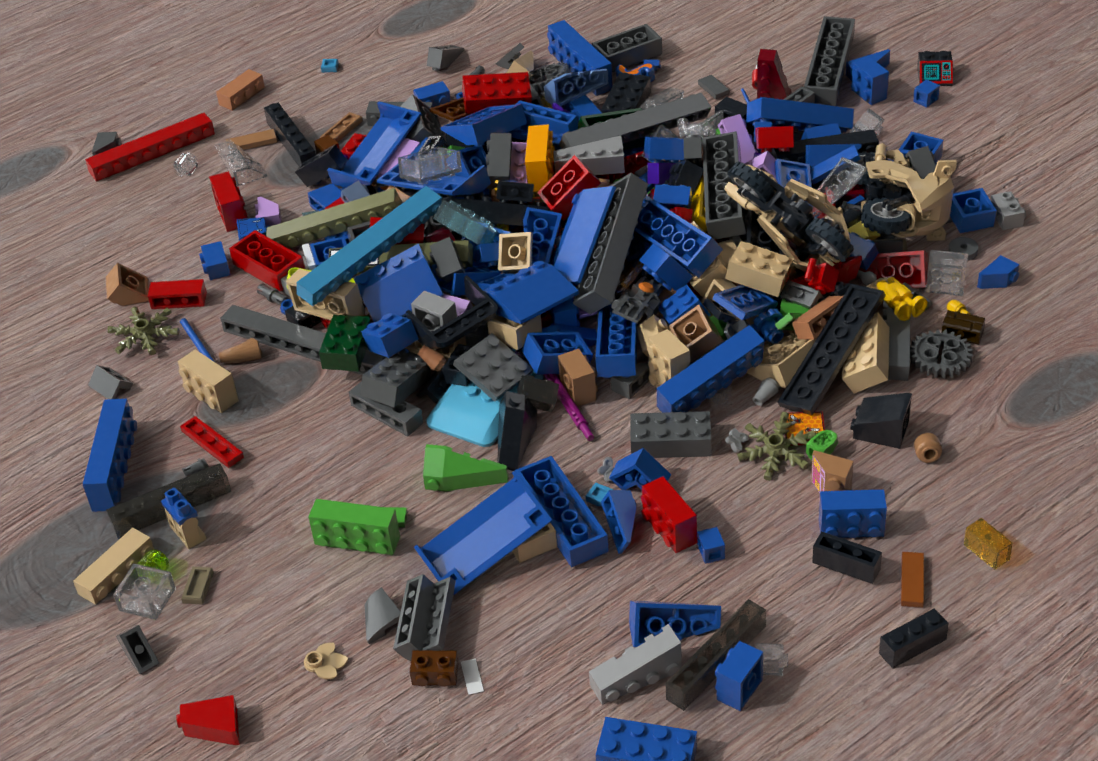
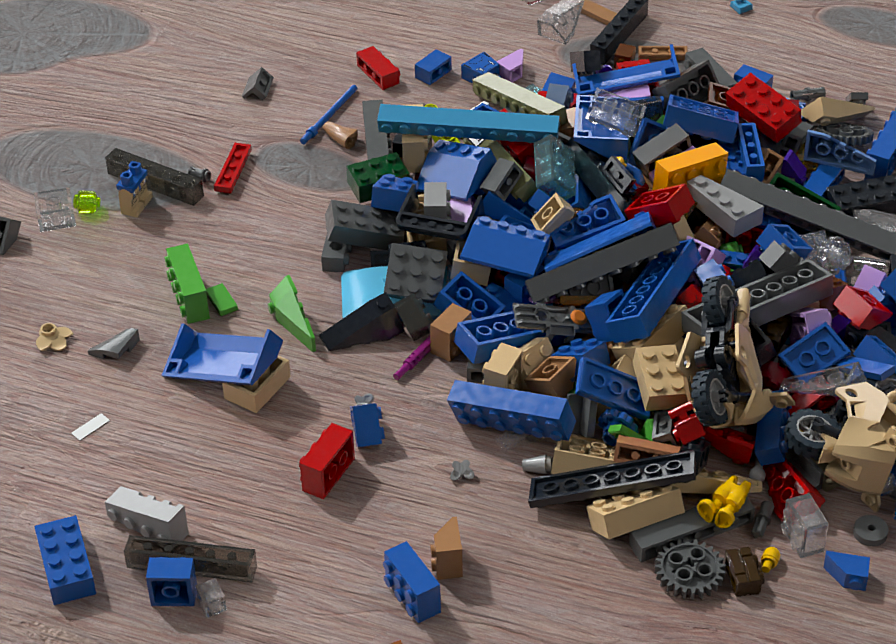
camera: 55 degrees right, 0 degrees up
(109, 454) = (174, 121): blue brick -> none
(112, 566) = (77, 180): tan brick -> none
(126, 286) = (364, 36): medium nougat slope -> none
(143, 330) = (324, 72): olive piece -> none
(197, 585) = (86, 235): dark tan tile -> none
(208, 381) = (286, 130): tan brick -> none
(228, 199) = (502, 34): red brick -> none
(265, 258) = (453, 86): red brick -> none
(424, 615) = (121, 367): dark grey brick -> none
(432, 358) = (396, 234): nougat cone -> none
(434, 668) = (78, 398): reddish brown brick -> none
(443, 56) = (816, 60): dark grey slope -> none
(577, 529) = (289, 394): blue brick -> none
(596, 494) = (330, 411): dark azure plate -> none
(620, 514) = (307, 433): blue slope -> none
(671, 434) = (432, 424): dark grey brick -> none
(683, 618) = (213, 514): blue wedge -> none
(711, 545) = (318, 505): blue brick -> none
(776, 446) = (471, 499): olive piece -> none
(804, 422) = (513, 511): tile -> none
(823, 442) = (494, 529): bright green rock -> none
(847, 557) = (359, 601): black brick -> none
(882, 419) = (558, 561): black slope -> none
(927, 447) = (547, 607): medium nougat head -> none

